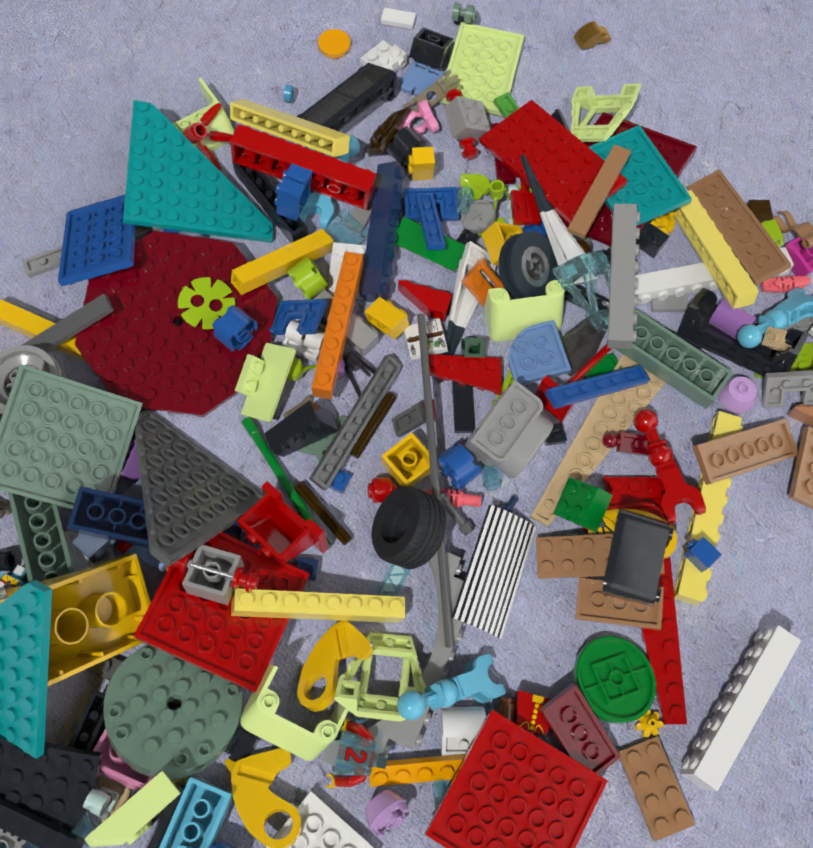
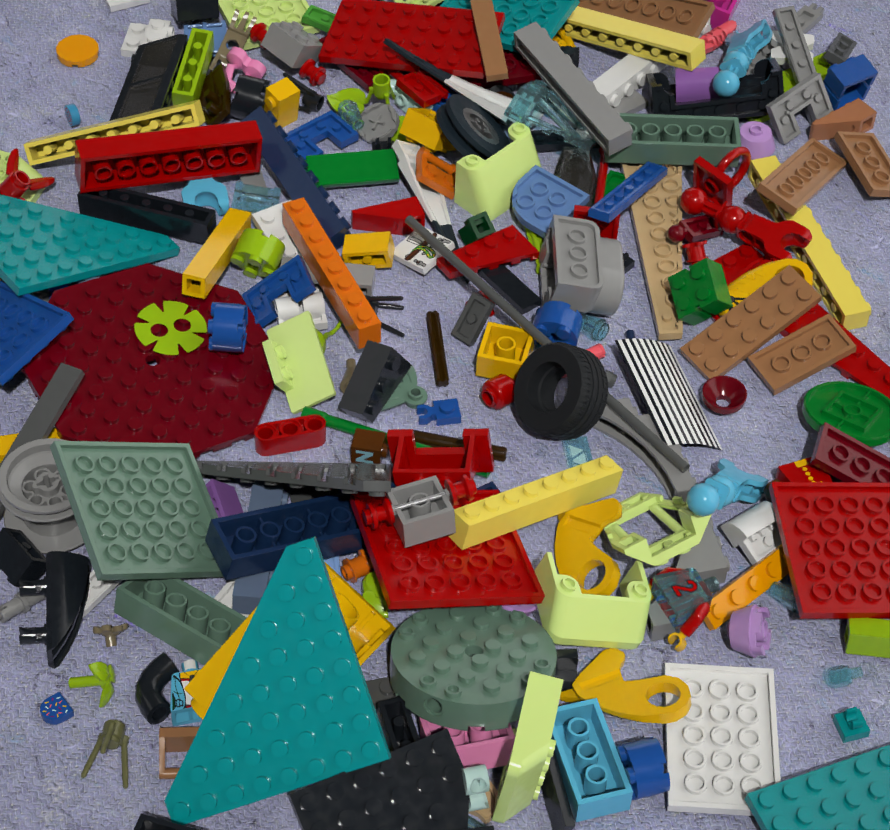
camera: 35 degrees left, 20 degrees down
(215, 426) = (290, 435): none -> red beam
(260, 473) = (369, 446): none -> reddish brown brick
(293, 191) = (180, 179): blue piece -> none
(355, 423) = (421, 351): dark grey plate -> none
(386, 102) = (193, 66): none -> lime brick
(430, 221) = (337, 145): blue tile -> none
(451, 169) = (310, 98): none -> black plant
(541, 591) = (726, 389): none -> dark red piece
(614, 462) = (695, 251): none -> red brick
(636, 558) = (788, 298): black windscreen -> none
(675, 414) = (714, 180): none -> red tile
(701, 553) = (837, 270): blue brick -> none
(775, 339) = (750, 75): tan bracket -> none

